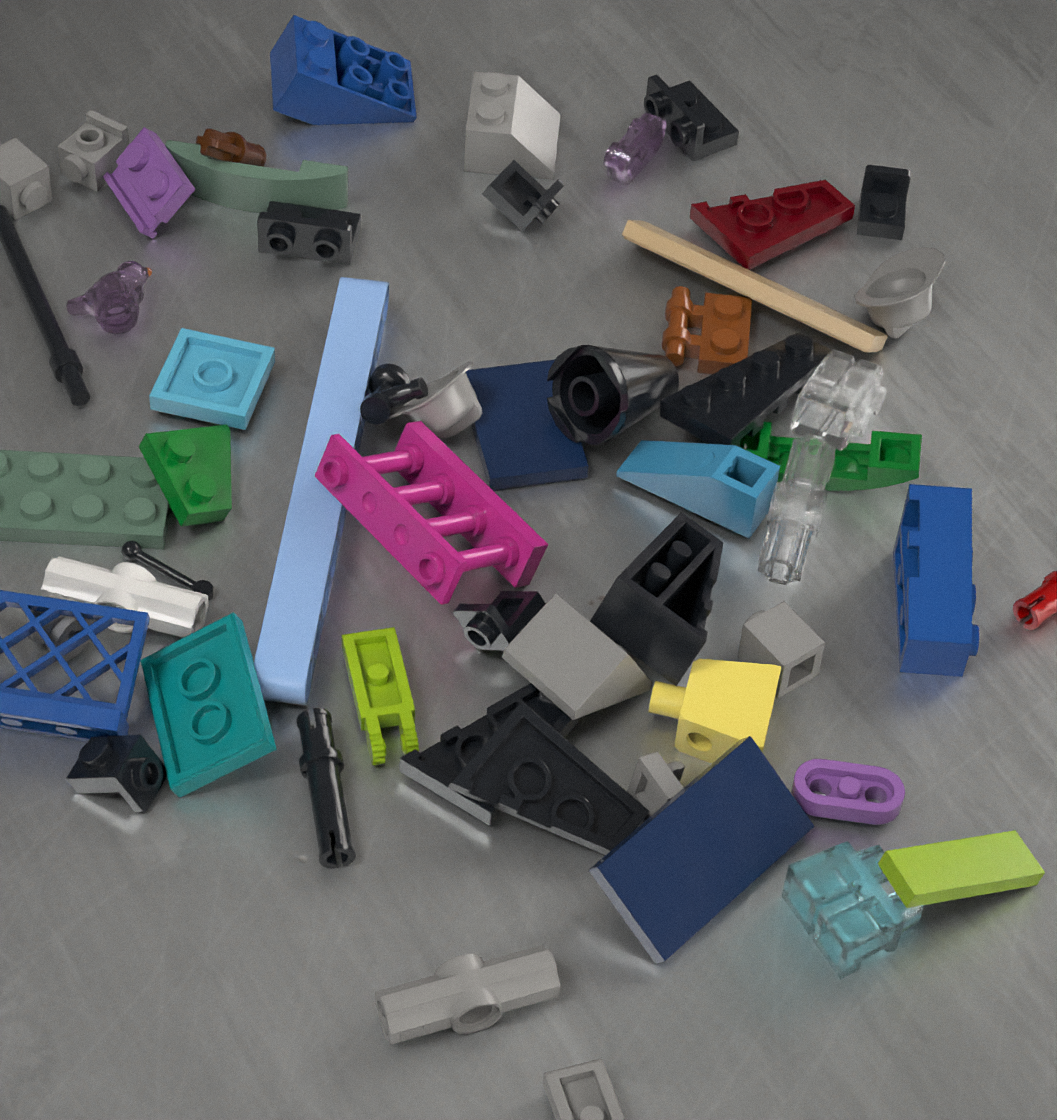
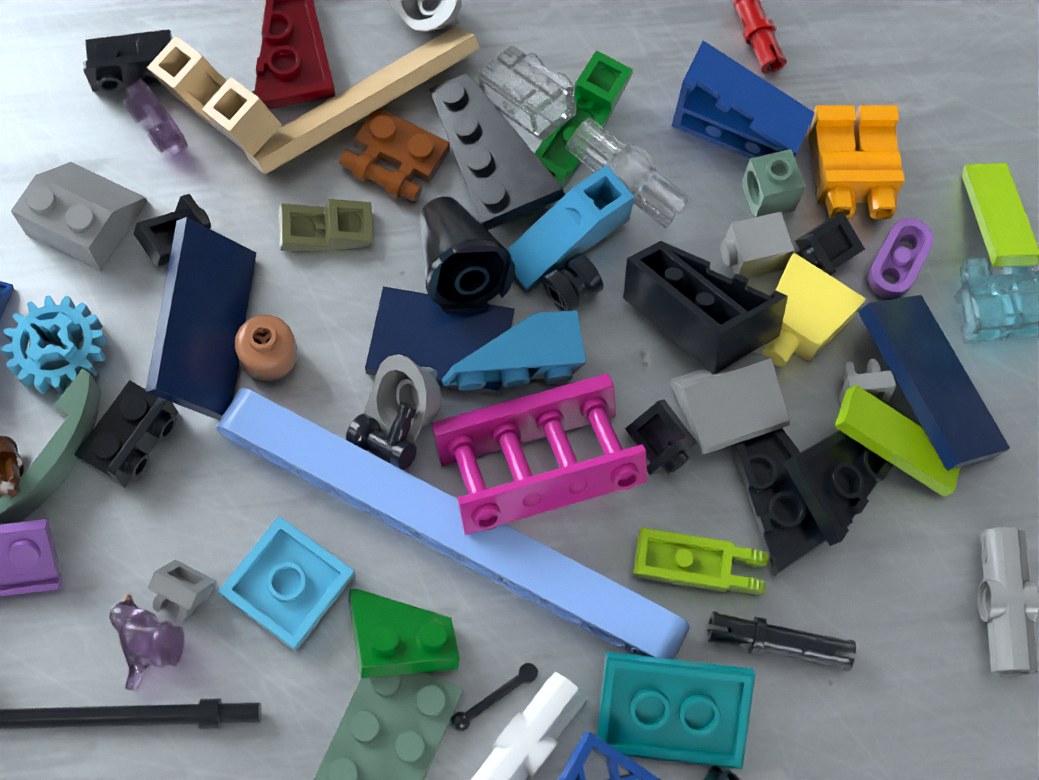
camera: 70 degrees left, 20 degrees up
(174, 304) = (182, 586): none -> light grey tile
(372, 150) = (51, 363): none -> medium azure gear
(438, 288) = (266, 348): none -> nougat head
(442, 231) = (199, 319): none -> dark blue tile
(543, 477) = (536, 348): none -> dark azure slope
(596, 304) = (327, 228): none -> olive slope
(605, 815) = (894, 439): none -> lime tile
(639, 501) = (572, 283): none -> black wheel
(672, 178) = (218, 101): none -> tan arch
(817, 712) = (830, 244): none -> black bracket
(863, 640) = (773, 183): none -> sand green brick
(949, 716) = (856, 158): none -> light orange hips

